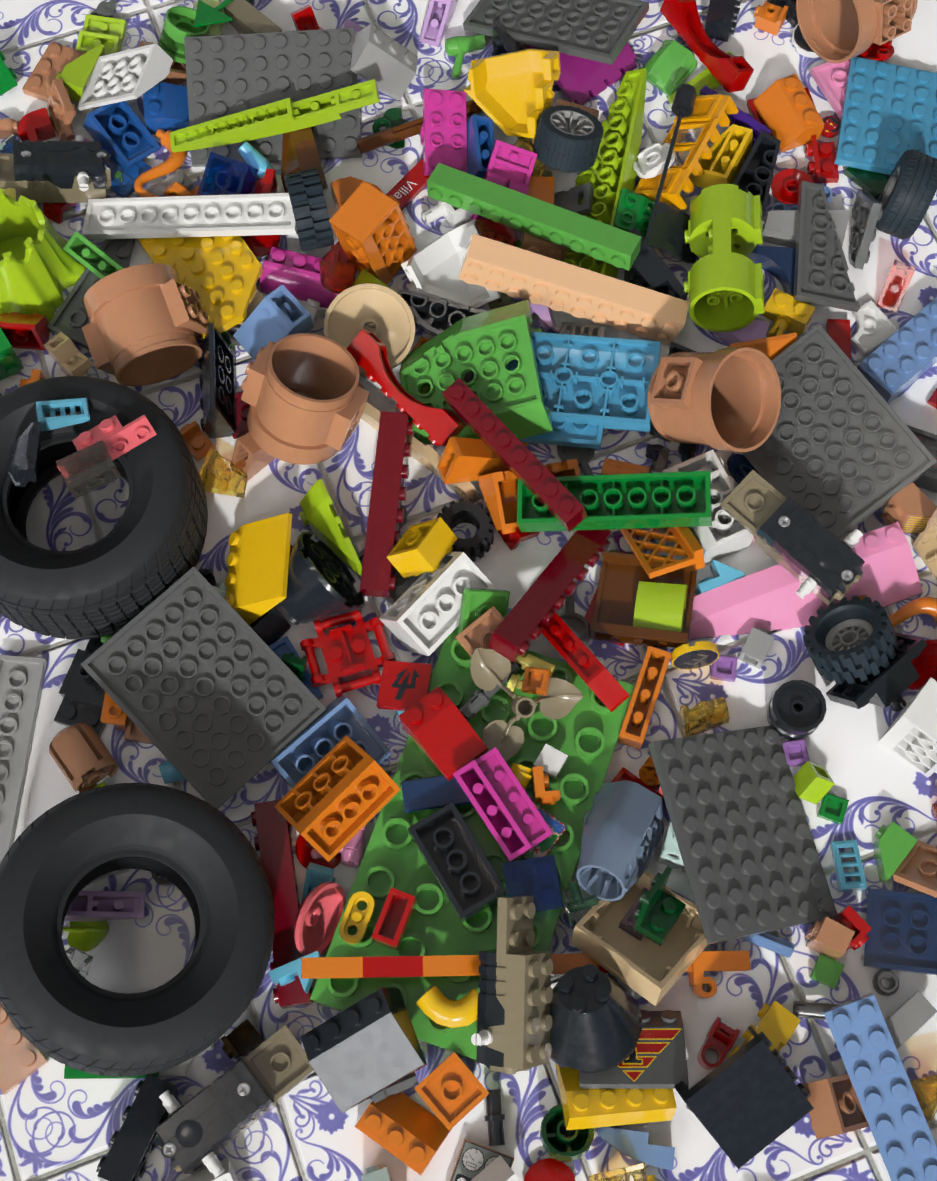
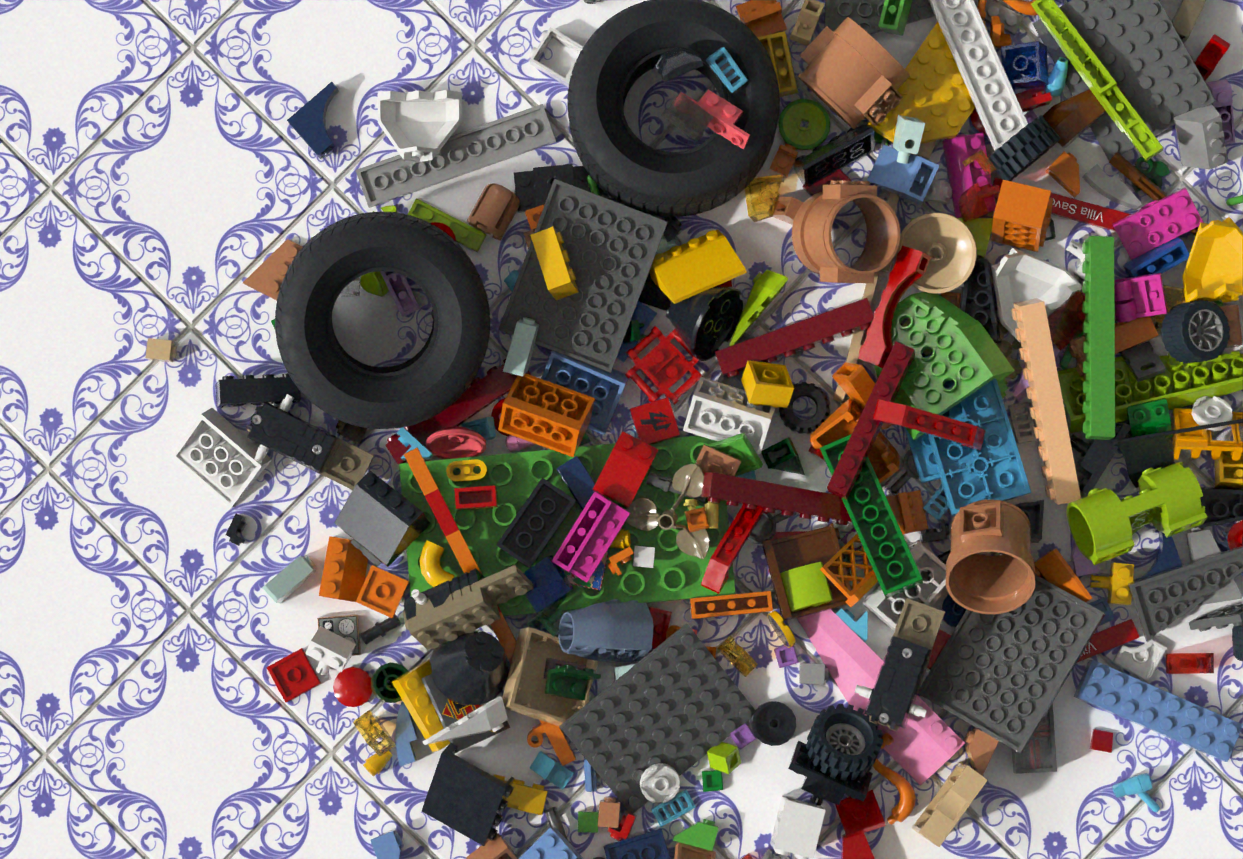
camera: 70 degrees right, 15 degrees up
(173, 705) = (554, 263): none -> yellow wedge
(181, 396) = (806, 111): none -> lime wheel
(236, 297) = (907, 129): none -> light aqua torso
(247, 788) = (521, 347): none -> light aqua slope
(300, 251) = (982, 160): none -> clear orange tile
(389, 161) = (1111, 188): none -> light grey slope
(508, 571) = (783, 457): none -> dark green slope
(542, 394) = (929, 423): none -> red slope
(613, 437) = (932, 501): none -> medium azure slope
(660, 1032) = (479, 721): none -> white wedge
(720, 1040) = (502, 763): red piece -> none
(749, 987) = (551, 770): none -> medium azure slope
(816, 864) = (660, 783): none -> white tile

